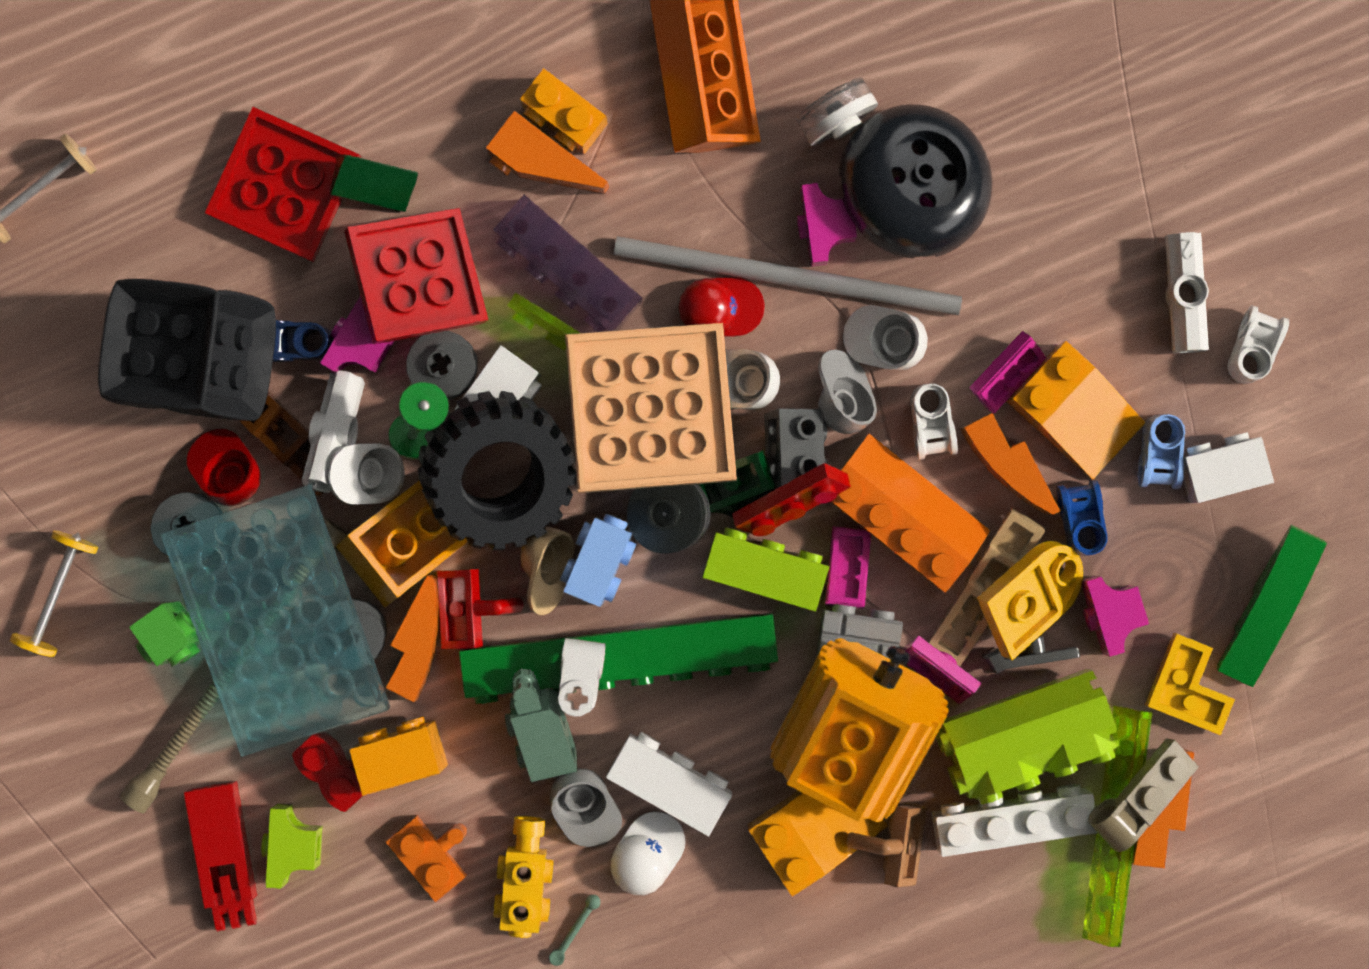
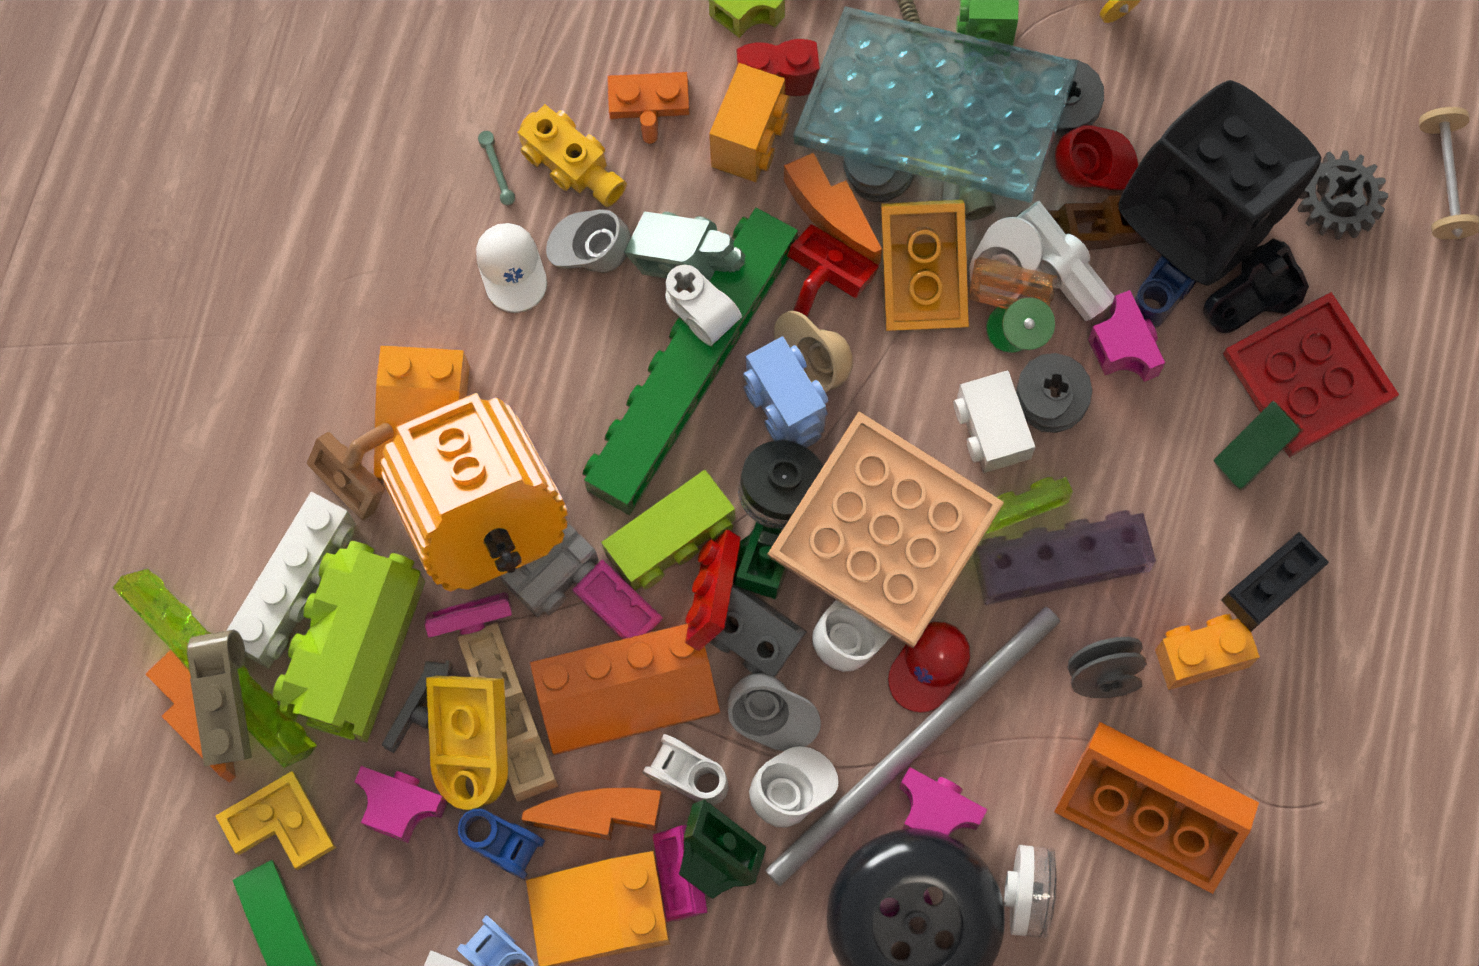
camera: 130 degrees right, 15 degrees down
(117, 244) = (1348, 211): none -> dark grey gear
(234, 265) = (1267, 283): none -> black piece
(379, 456) = (983, 264): none -> clear orange tile
(416, 275) = (1149, 421): red plate -> none
(473, 98) = (1274, 581): none -> black tile
(525, 508) = (890, 332): black tyre -> none
(537, 157) = (1184, 600): orange slope -> none
(632, 176) = (1107, 668): none -> dark grey piece
(670, 782) = (554, 323): white brick -> none
(975, 353) = (718, 852): none -> dark green slope

